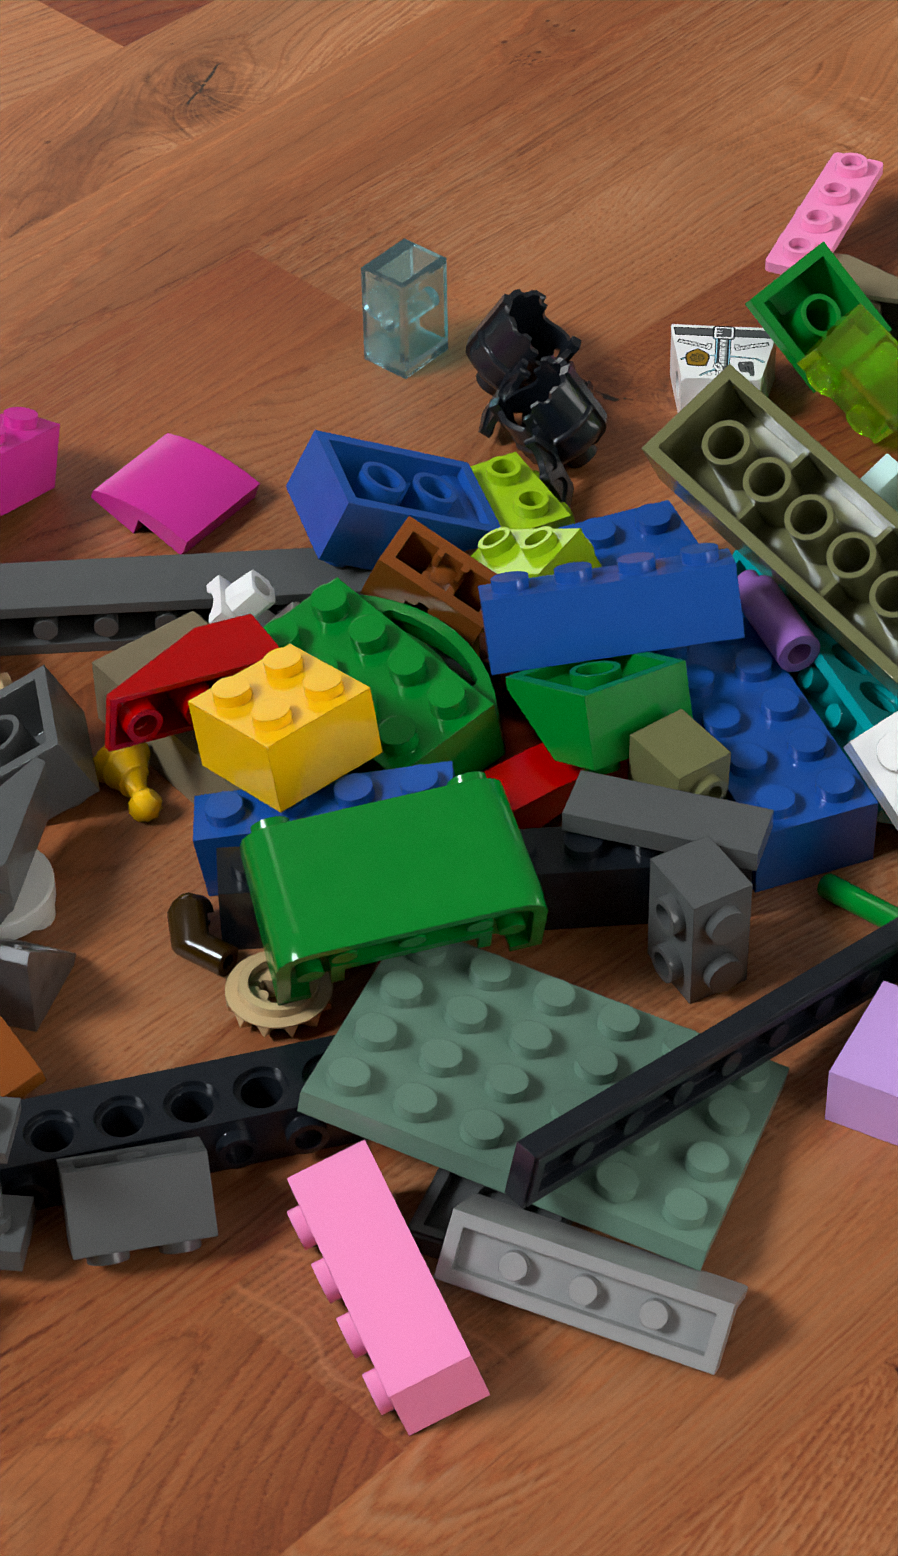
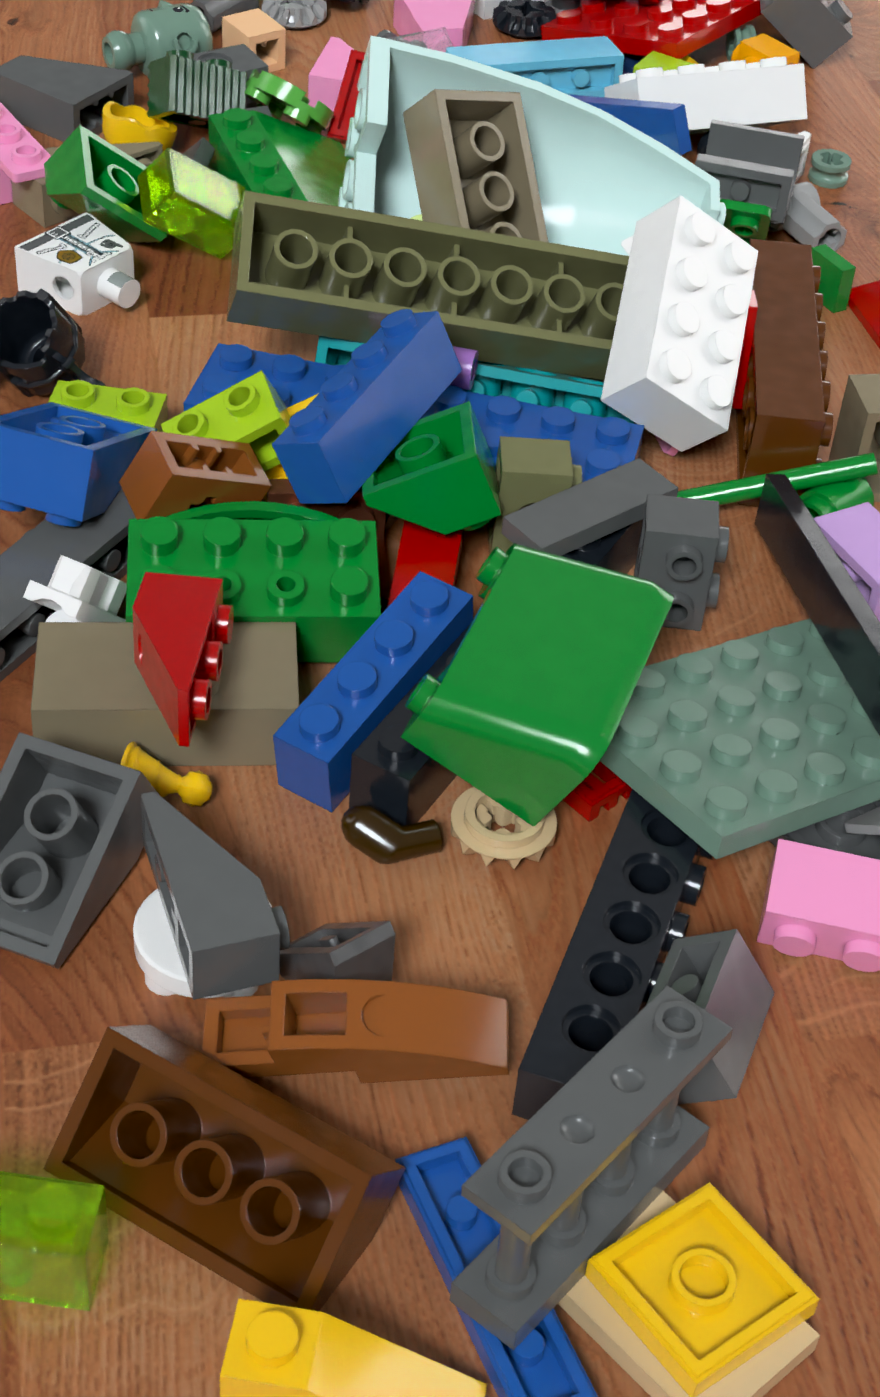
camera: 60 degrees left, 0 degrees up
(285, 727) = (301, 626): yellow brick -> none

